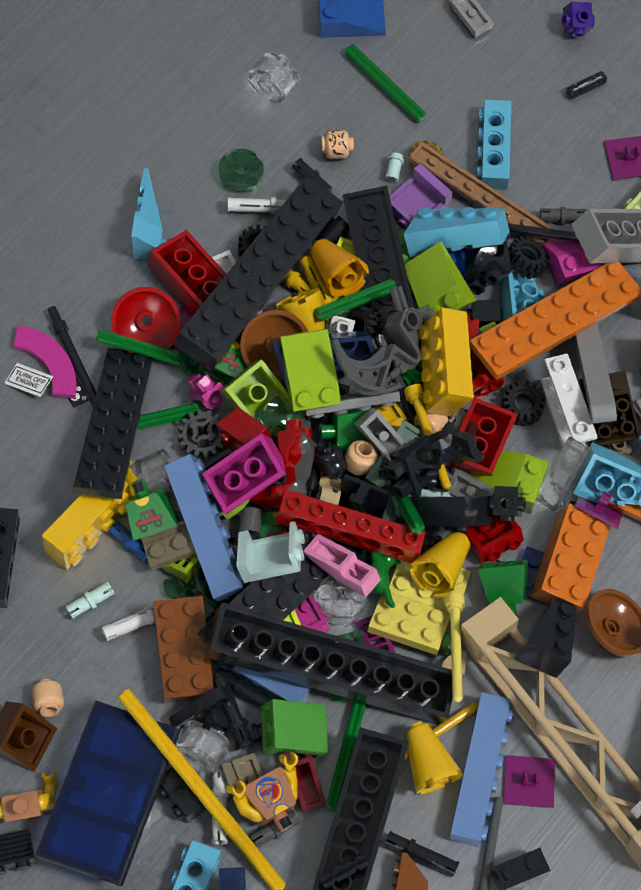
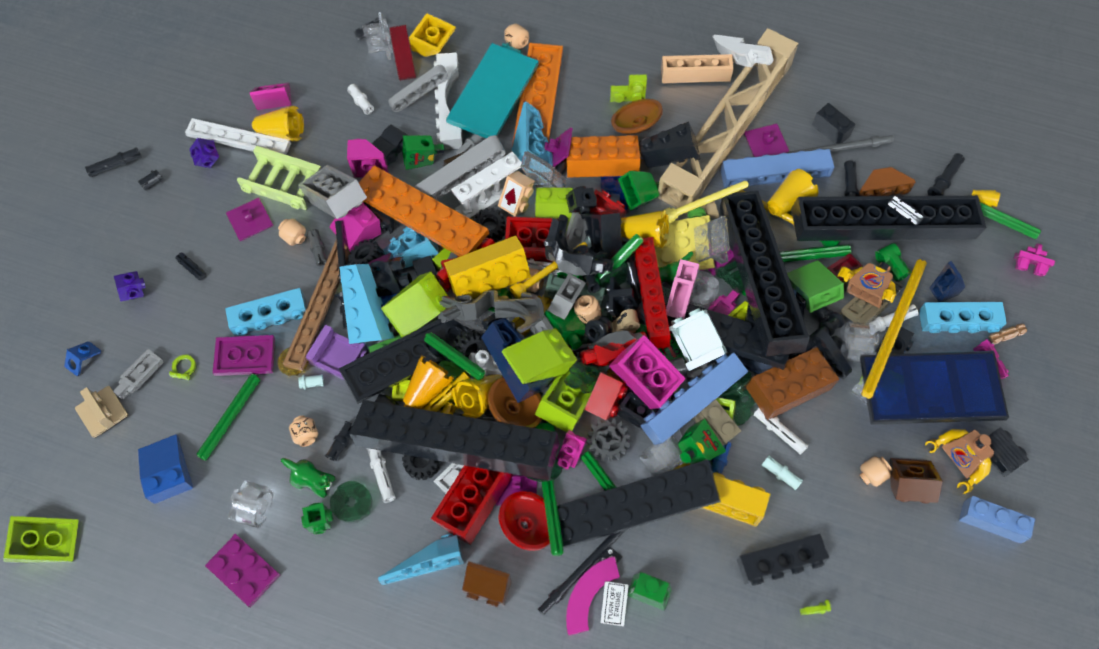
camera: 105 degrees left, 0 degrees up
(25, 411) = (650, 590): none -> green torso
(99, 265) = (486, 584): none -> reddish brown slope
(213, 60) = (242, 570): none -> magenta plate
(234, 132) = (312, 514): none -> green brick
(287, 136) = (306, 475): none -> green animal
(301, 849) = (892, 256): none -> green piece
(395, 632) = (712, 240): none -> clear bracket
(451, 111) = (244, 355): none -> magenta plate
(456, 45) = (174, 373): none -> lime piece
(547, 438) = (516, 193): none -> light nougat brick
(591, 192) = (292, 232): none -> light nougat head

